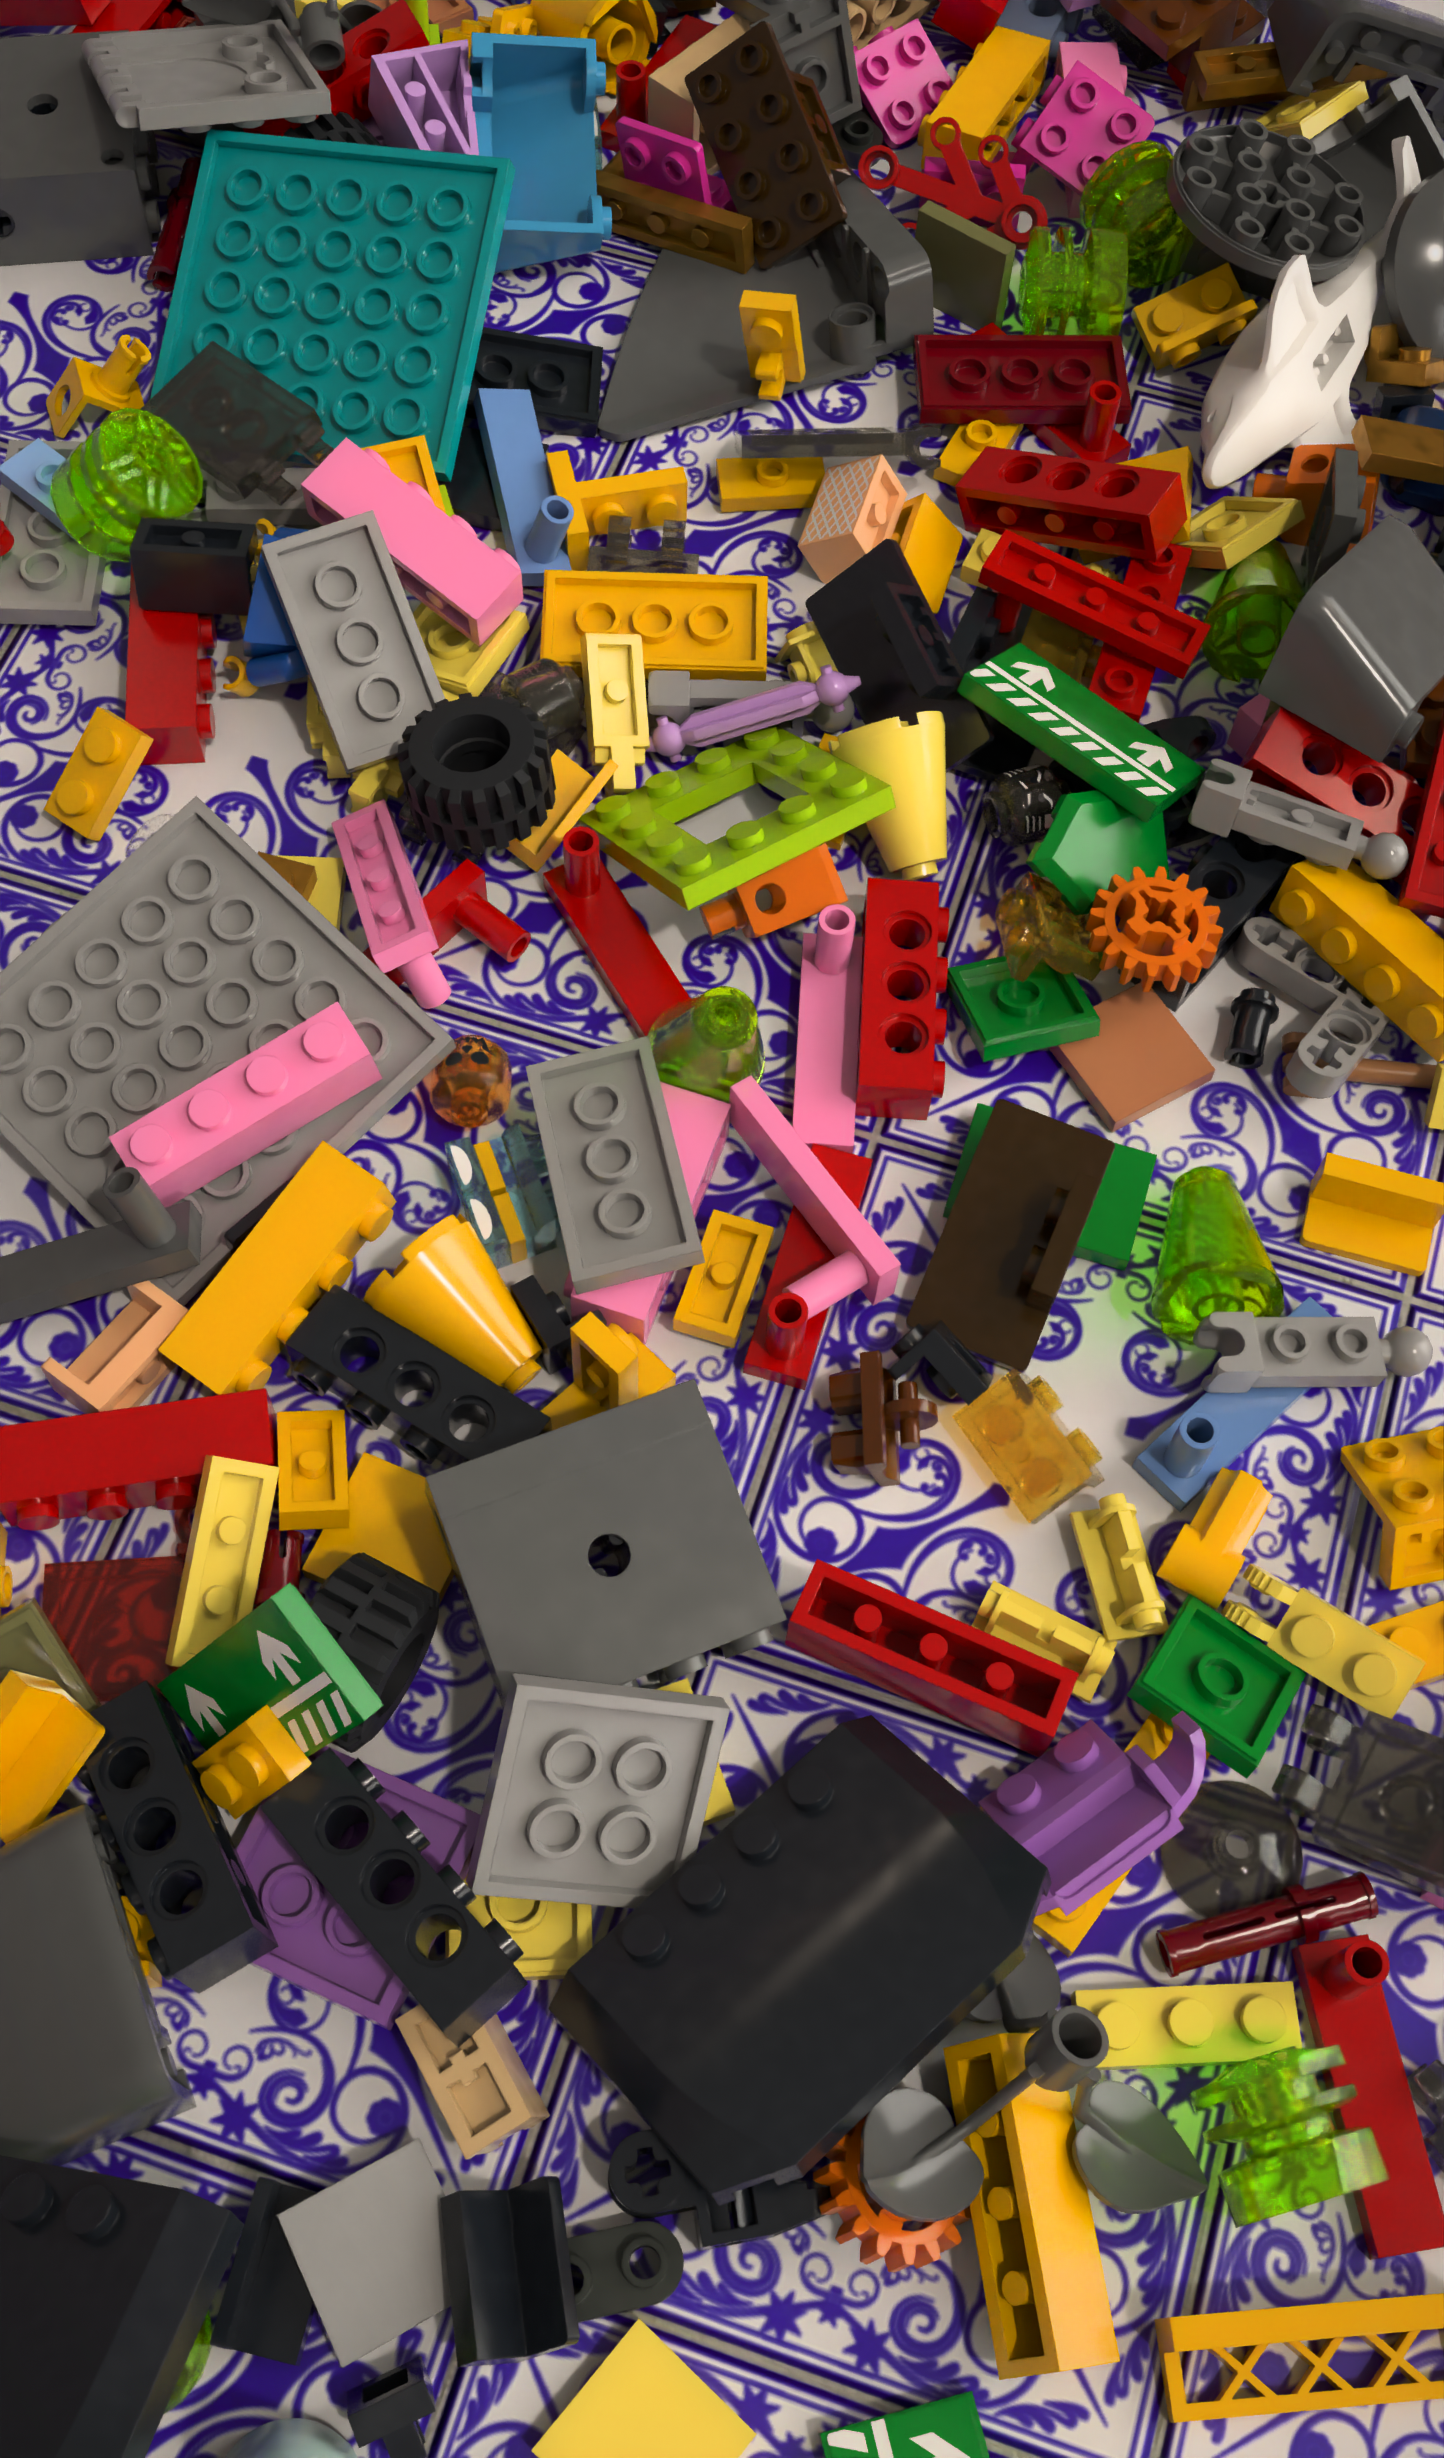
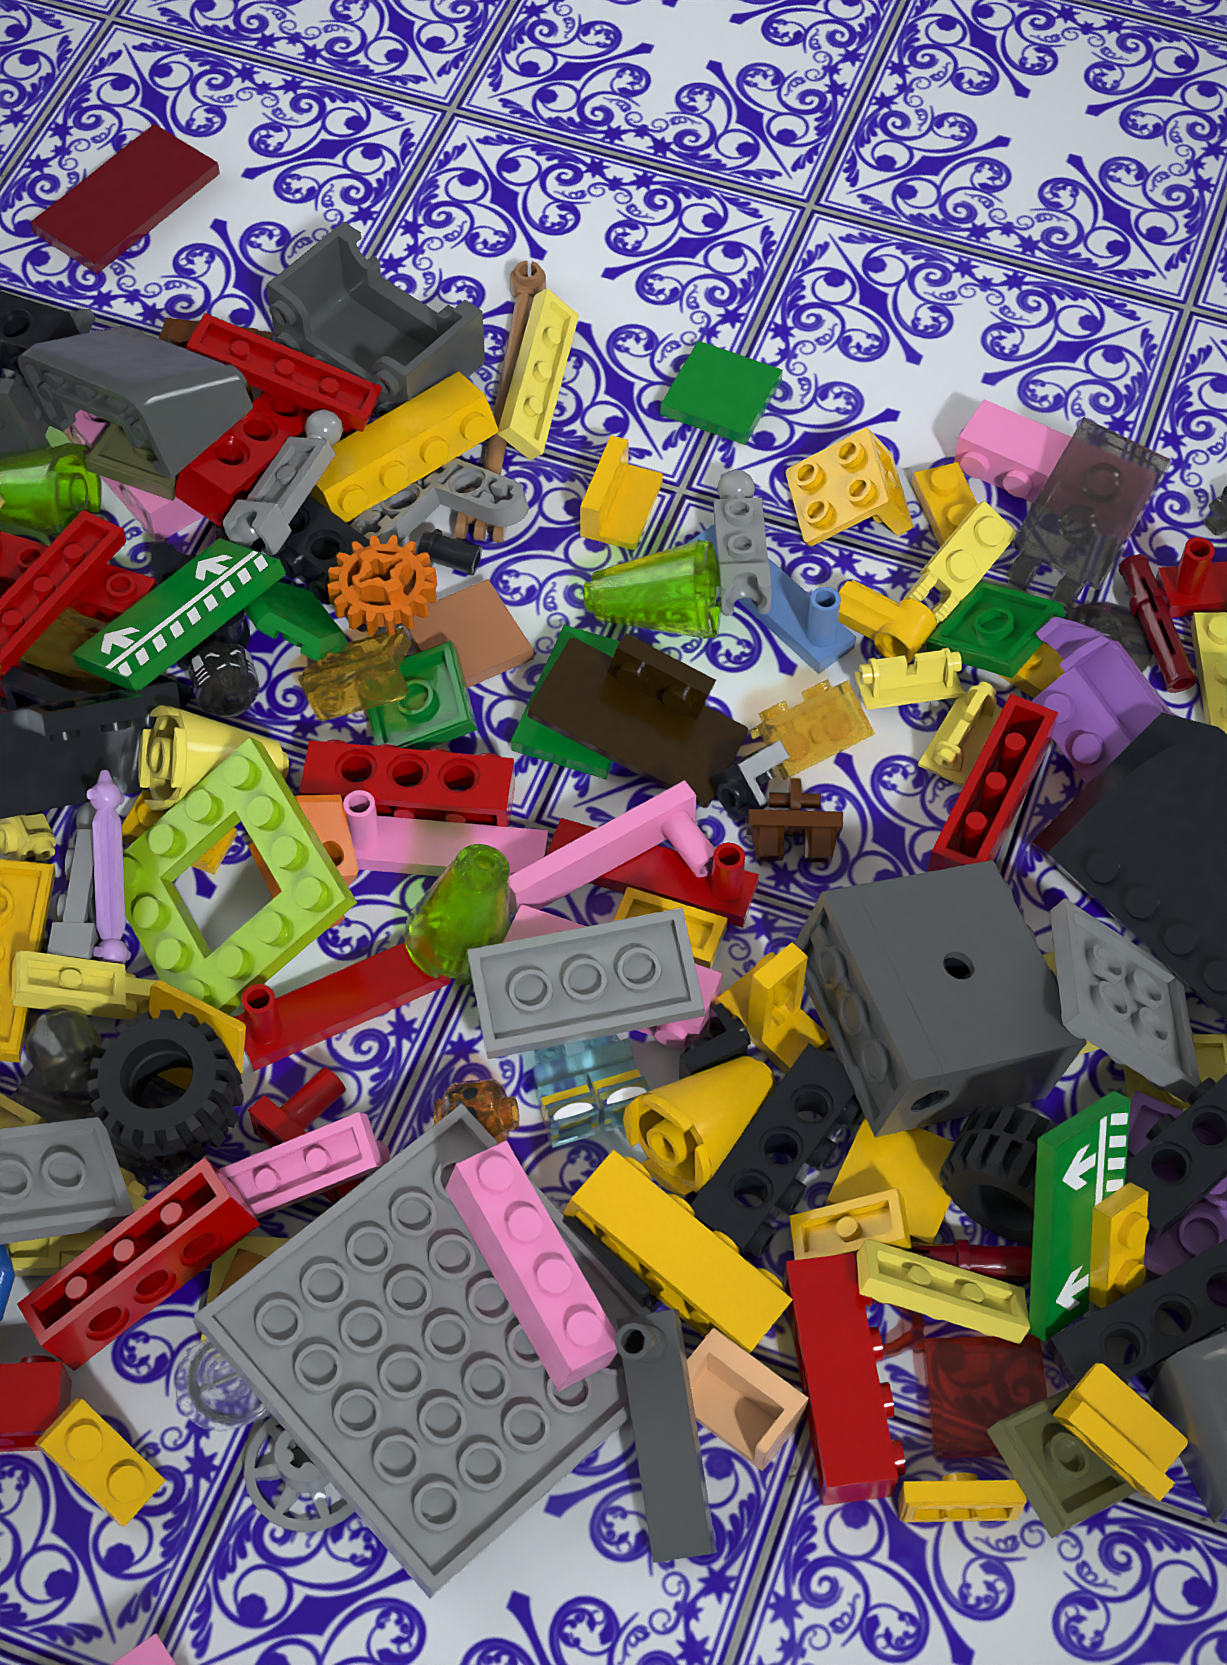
camera: 85 degrees left, 5 degrees down
(290, 776) = (138, 1264): none -> red brick

